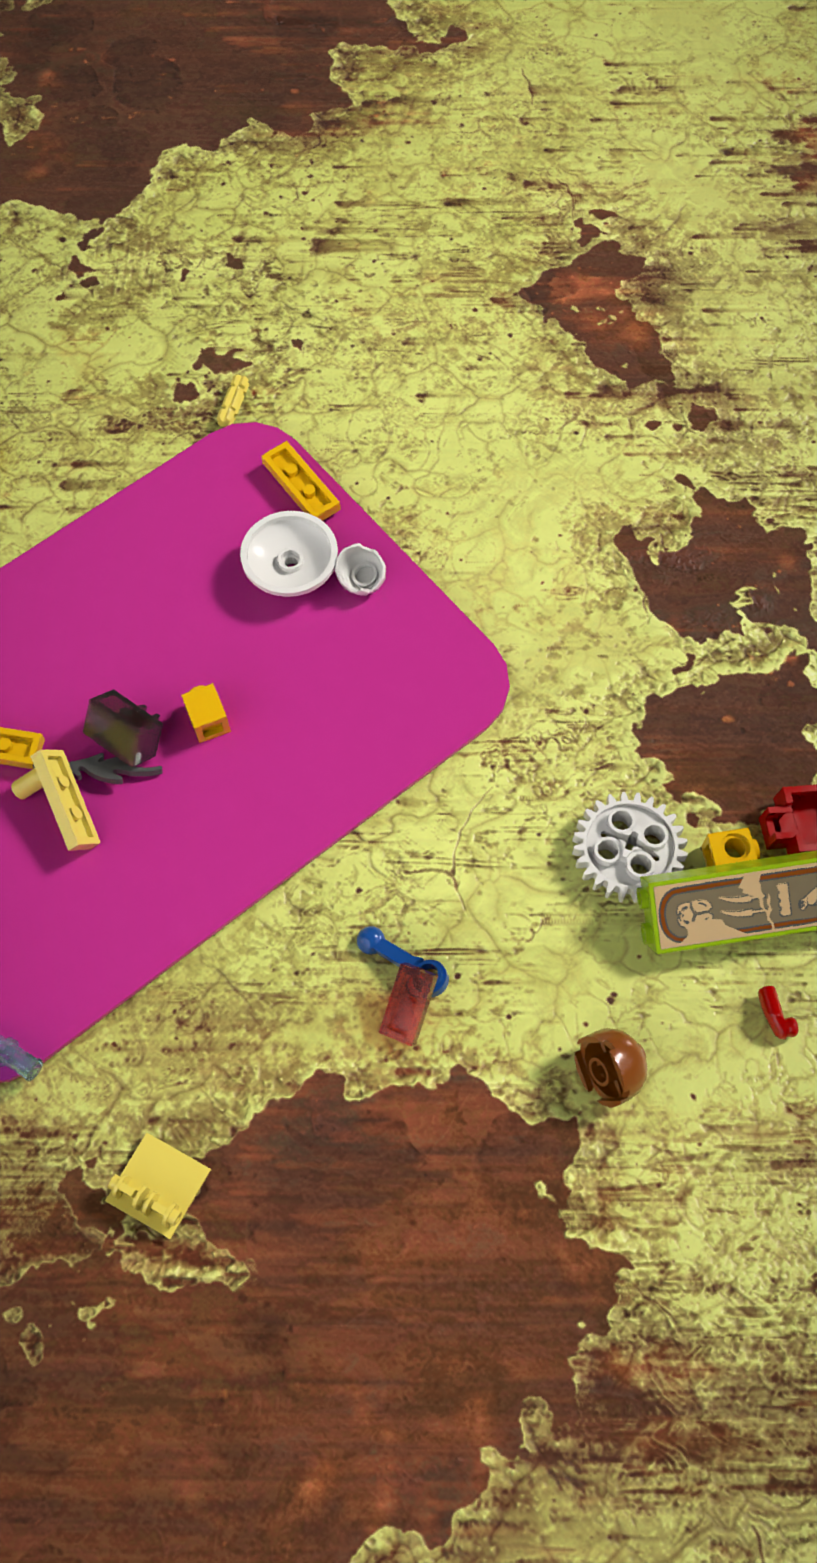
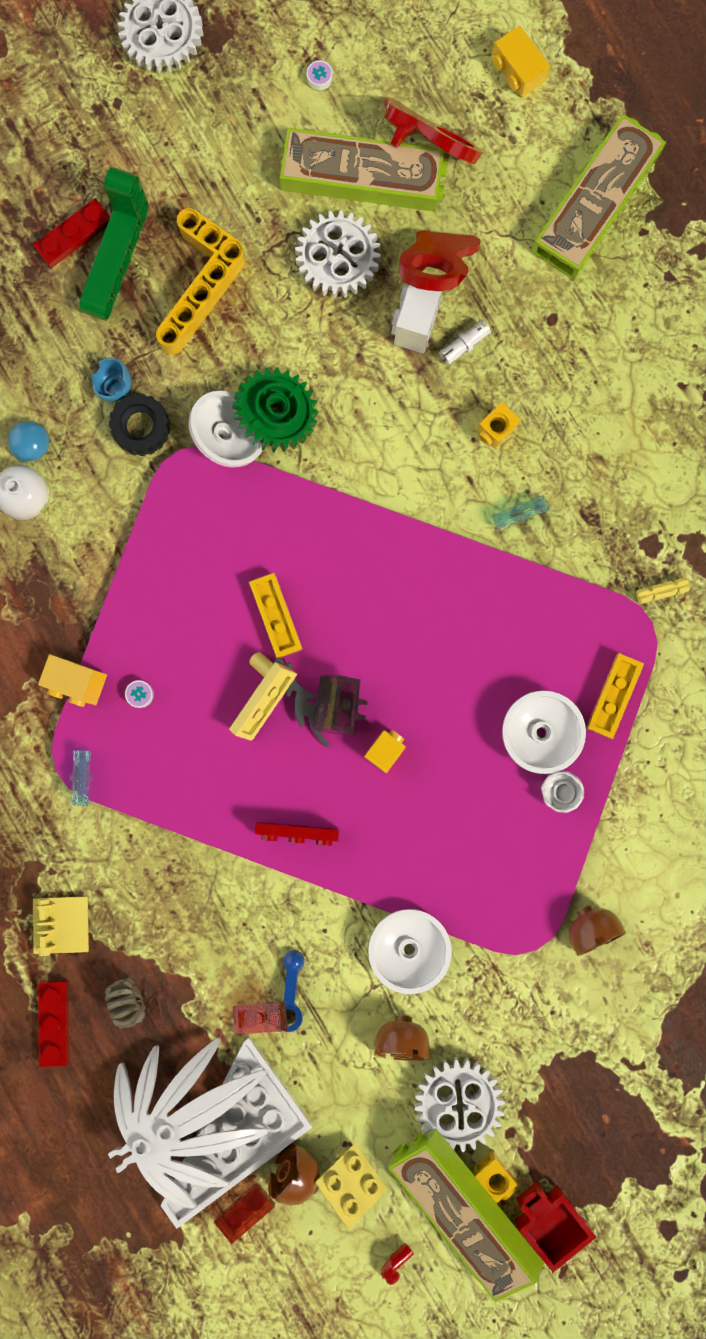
camera: 60 degrees right, 20 degrees up
(67, 475) = (537, 506): none -> clear light blue pin
(229, 846) = (296, 833): none -> red plate
(268, 1265) = (53, 1023): none -> red plate
(295, 1150) = (125, 1003): none -> dark tan gear
(436, 783) = (415, 970): none -> white dish
(471, 1186) = (158, 1136): none -> white plant
(520, 618) = (594, 929): none -> dark orange cylinder
(527, 865) = (402, 1040): none -> dark orange cylinder
(528, 1104) = (265, 1106): none -> white wing
(627, 1155) = (244, 1213): none -> clear red plate
(656, 1005) = (351, 1185): none -> light yellow hinge

